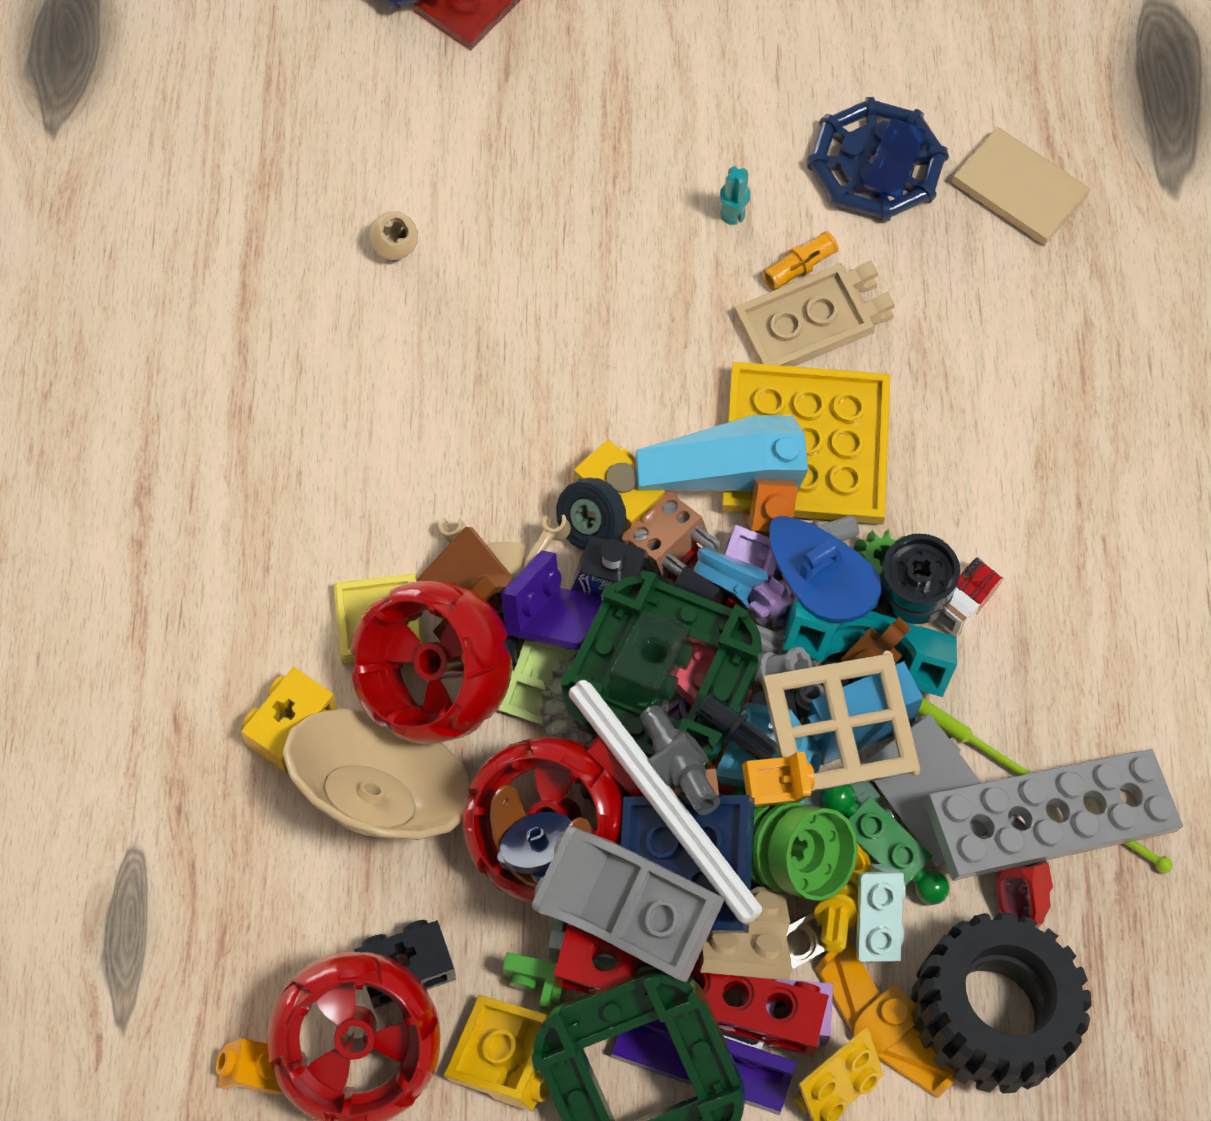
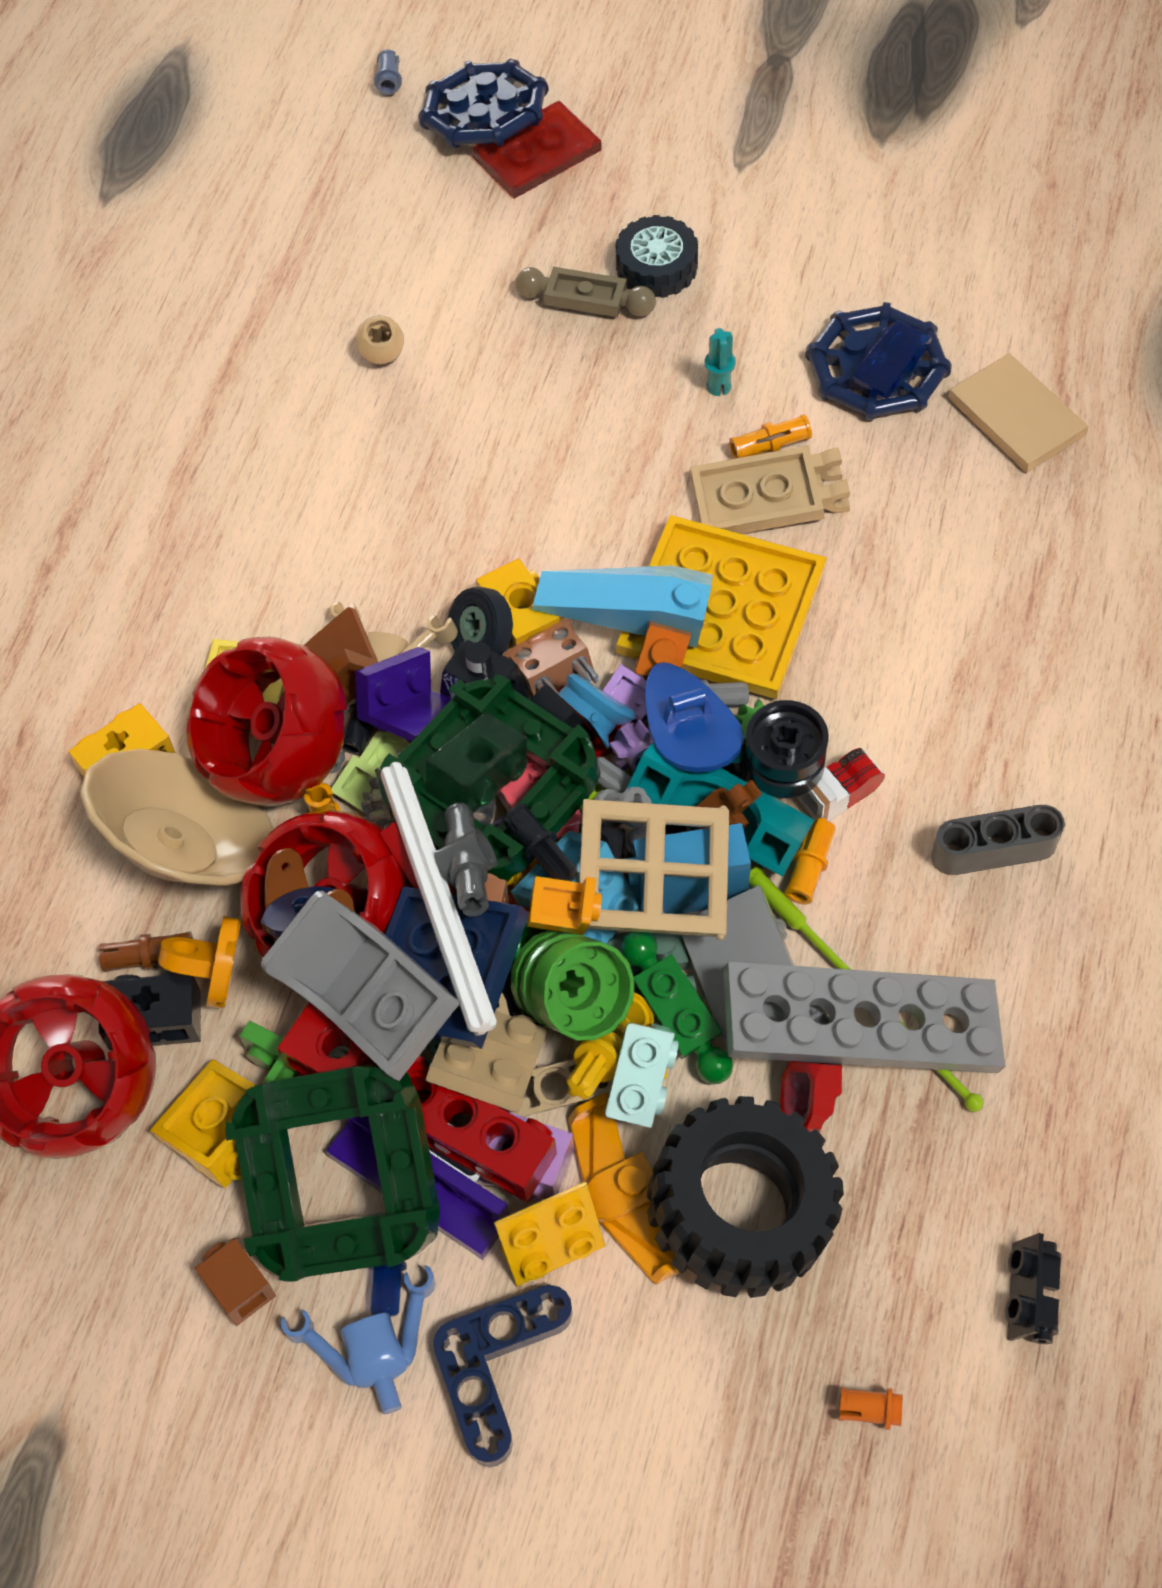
camera: 20 degrees right, 5 degrees down
(379, 907) = (134, 952): none -> dark orange pin
(449, 903) = (204, 959): none -> light orange tile
(499, 730) = (320, 799): none -> light orange pin
(577, 141) = (585, 291): none -> dark tan plate
(622, 477) = (520, 595): dark tan piece -> none
(631, 72) = (657, 255): none -> black wheel
(960, 686) = (810, 862): none -> light orange axle
(1132, 603) = (1011, 825): none -> dark grey beam

